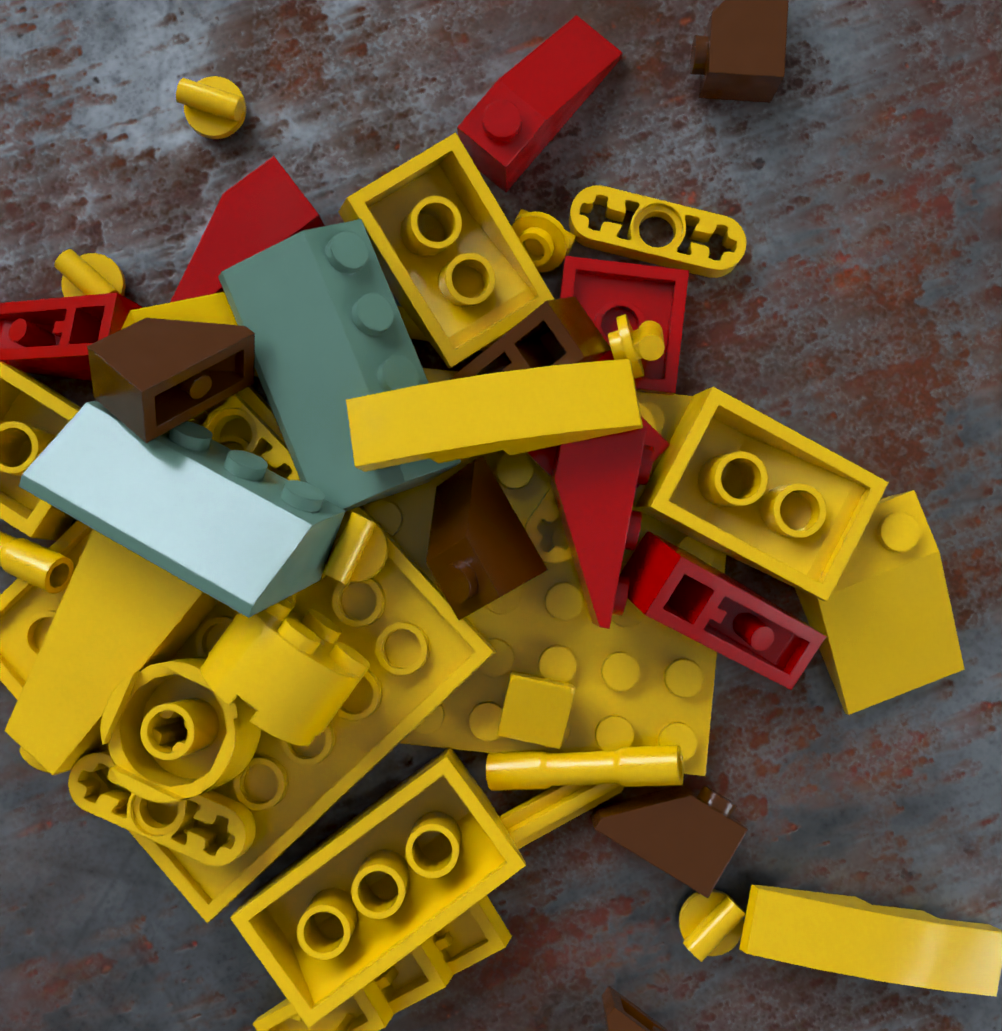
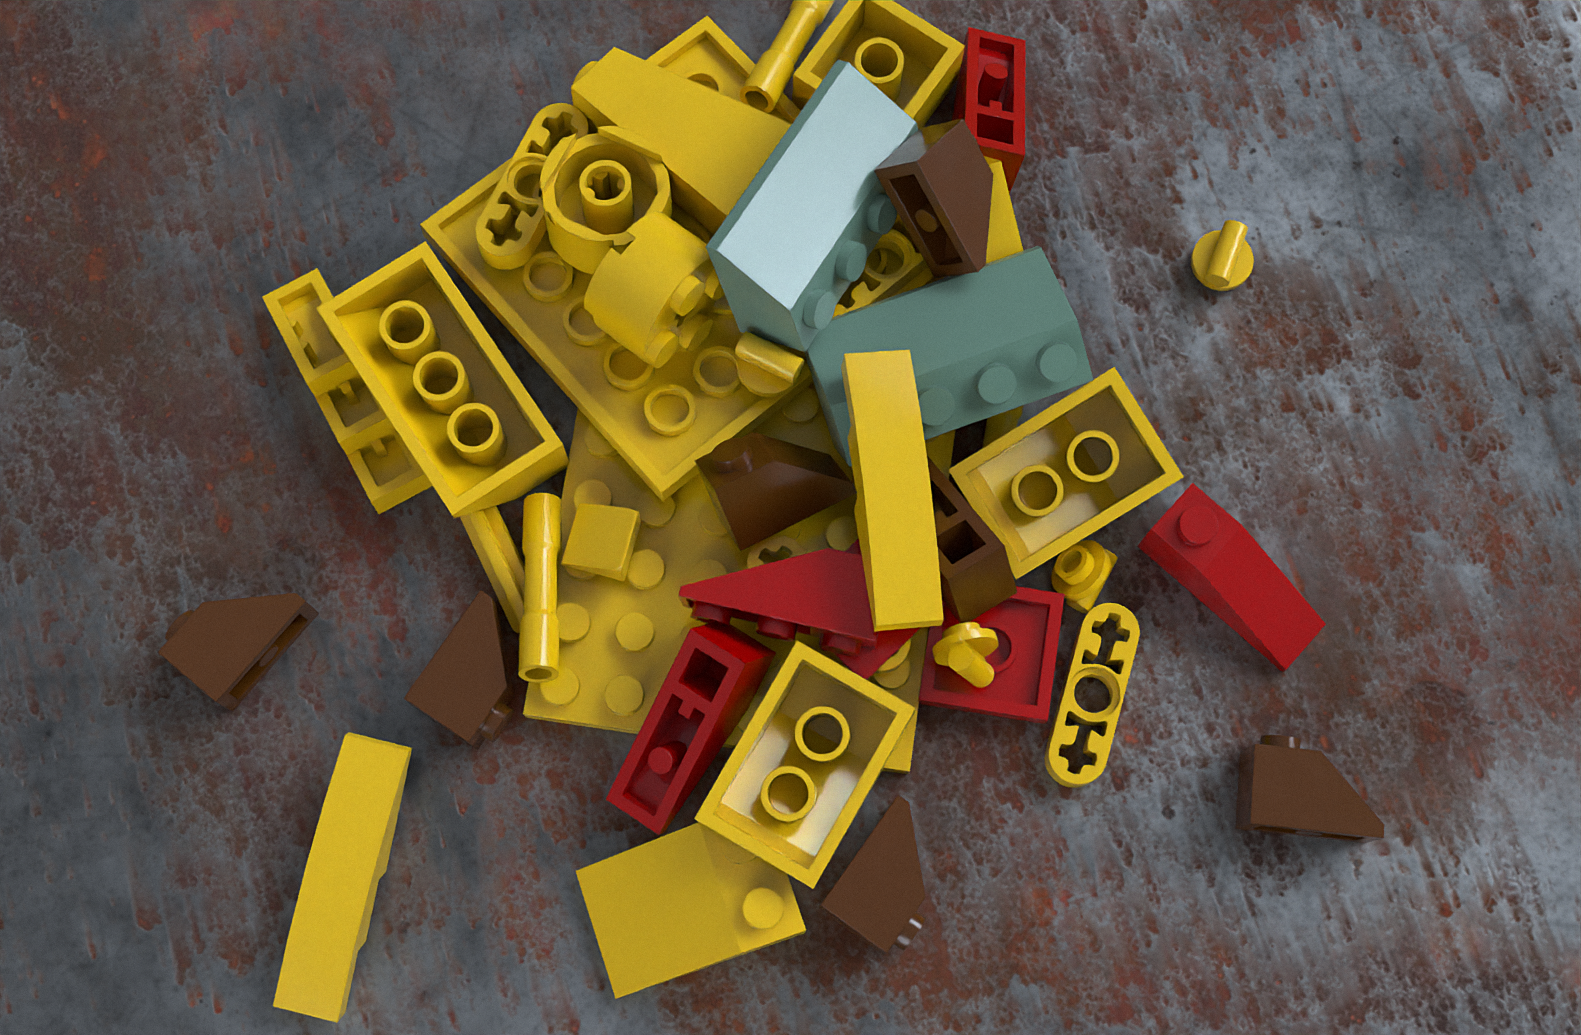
camera: 85 degrees right, 10 degrees down
(89, 274) = (1048, 139): yellow plate -> none
(247, 220) = (1101, 287): red slope -> none
(710, 924) = (373, 710): yellow plate -> none
(855, 420) = (882, 885): none -> reddish brown slope

